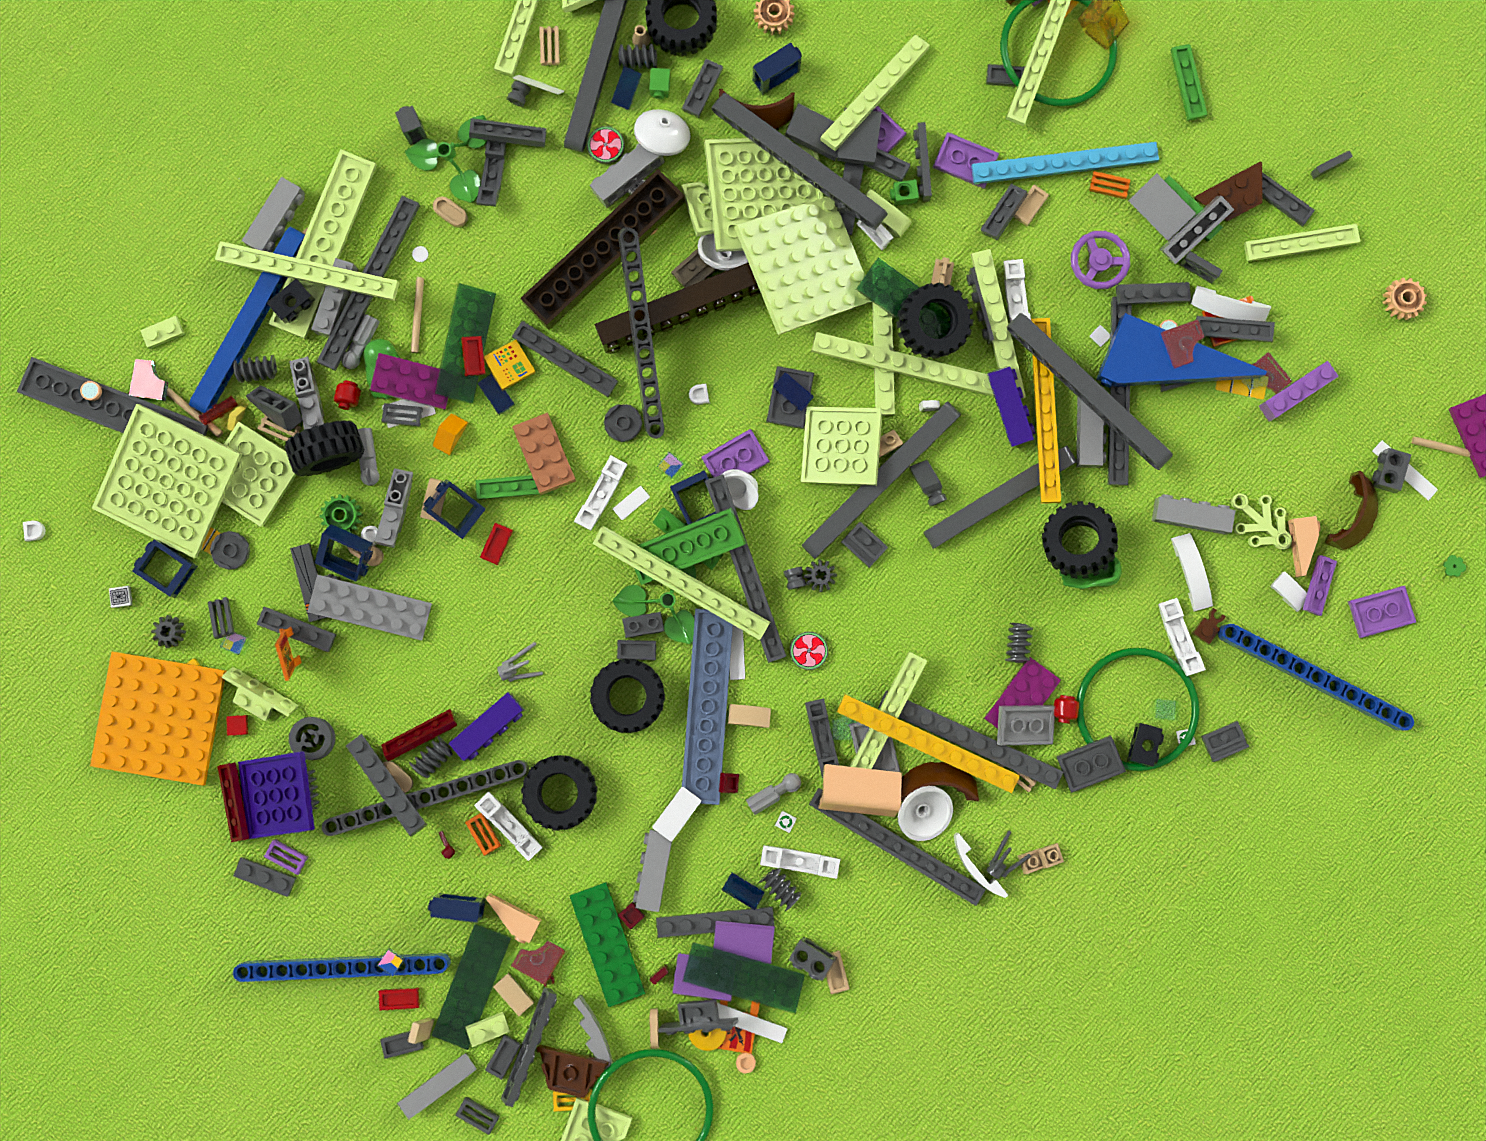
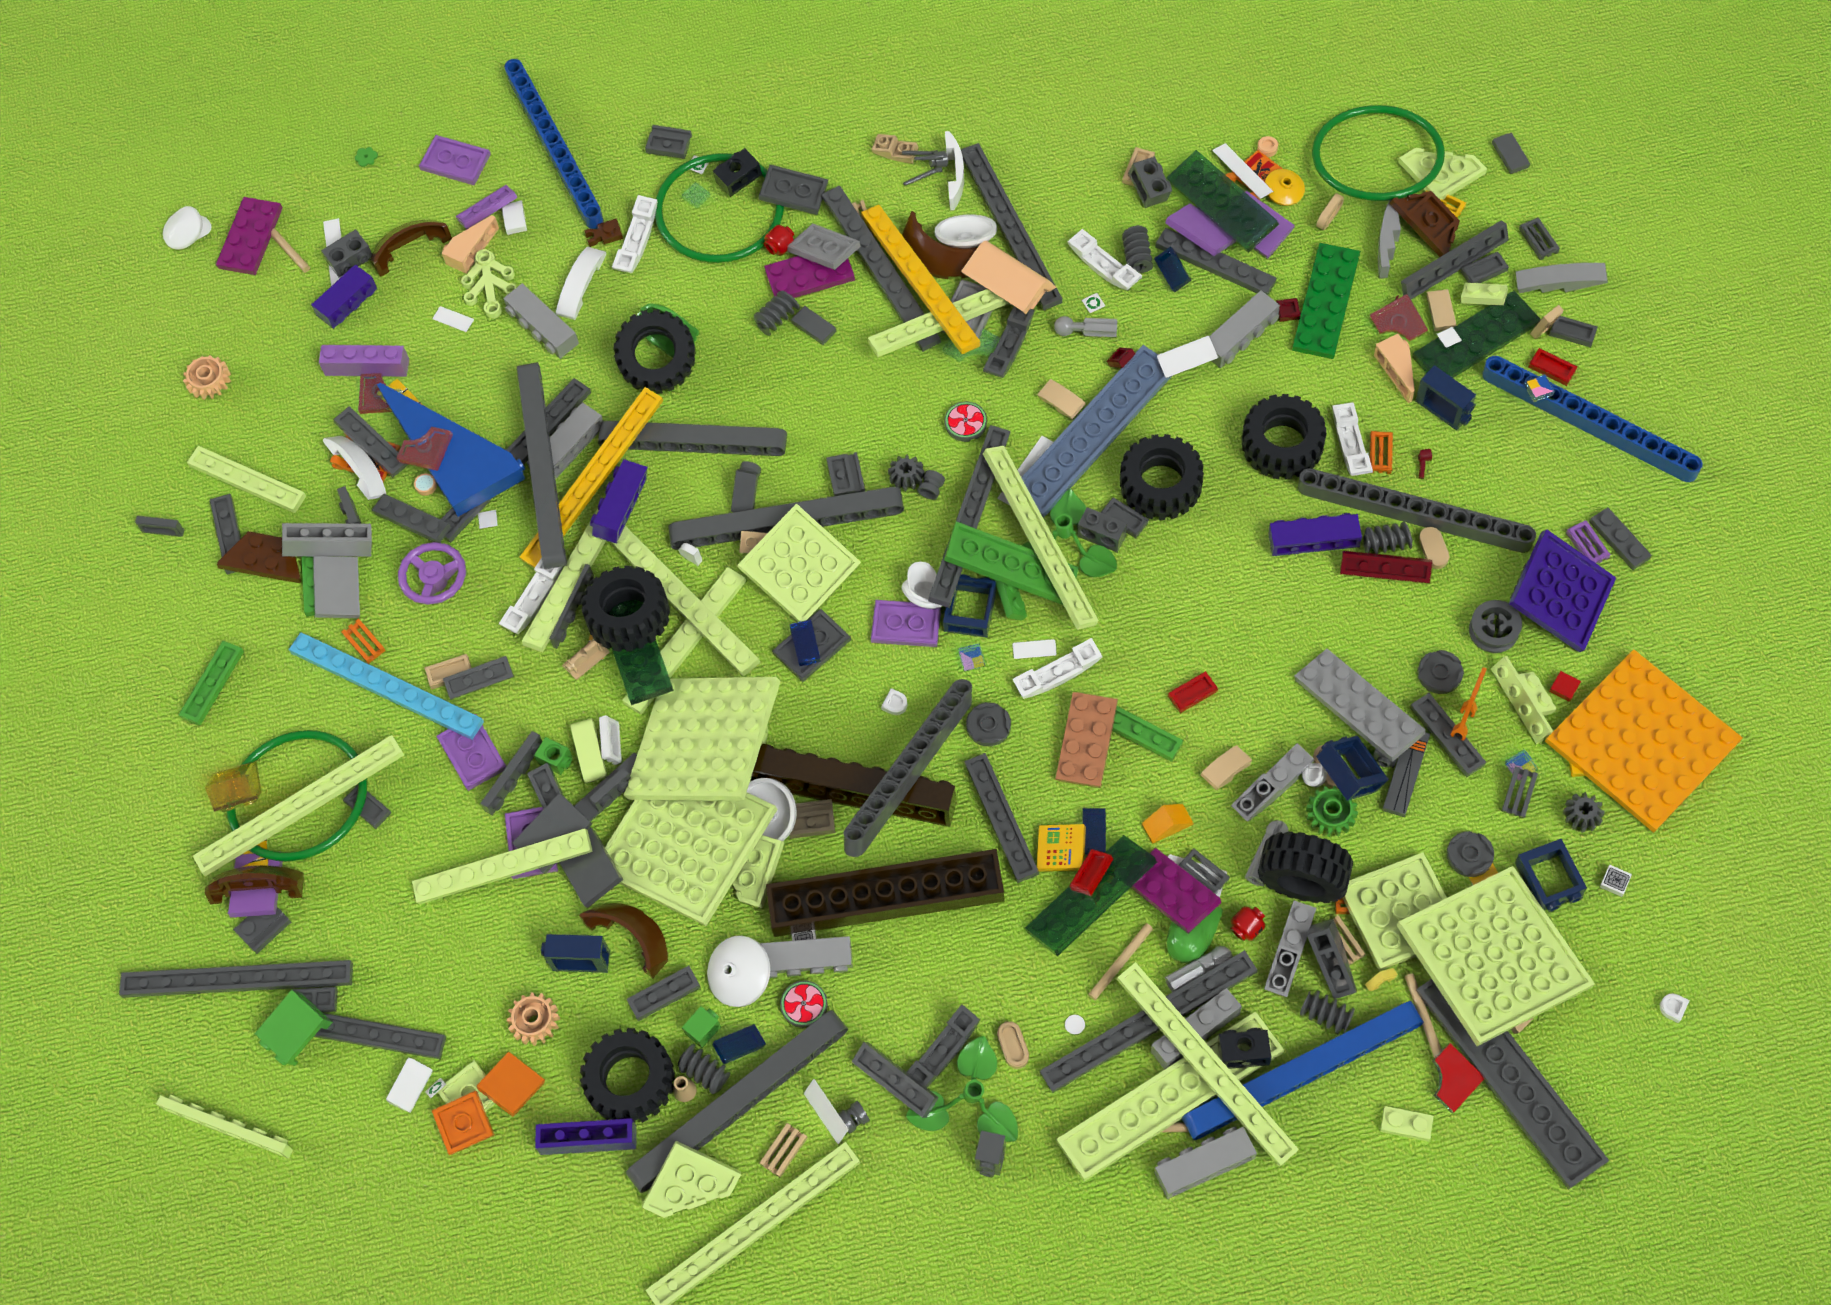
camera: 135 degrees left, 20 degrees down
(91, 391) = (1523, 1102): tile -> none
(217, 411) = (1396, 995): clear red pin -> none
(233, 802) = (1611, 617): dark red plate -> none
(332, 678) = (1440, 672): none -> dark grey tile
(386, 785) = (1447, 537): dark grey plate -> none
(467, 522) = (1216, 723): dark blue window -> none
(490, 969) = (1449, 337): none -> white sticker
(508, 670) = (1260, 571): light grey plant -> none
(659, 974) = (1296, 248): dark red tile -> none
(698, 1016) = (1284, 192): dark grey bracket -> none
(799, 161) = (630, 840): dark grey beam -> none
(984, 655) = (813, 325): none -> dark grey tile
(1264, 476) = (453, 319): none -> white sticker
(1360, 433) = (344, 296): none -> dark purple brick

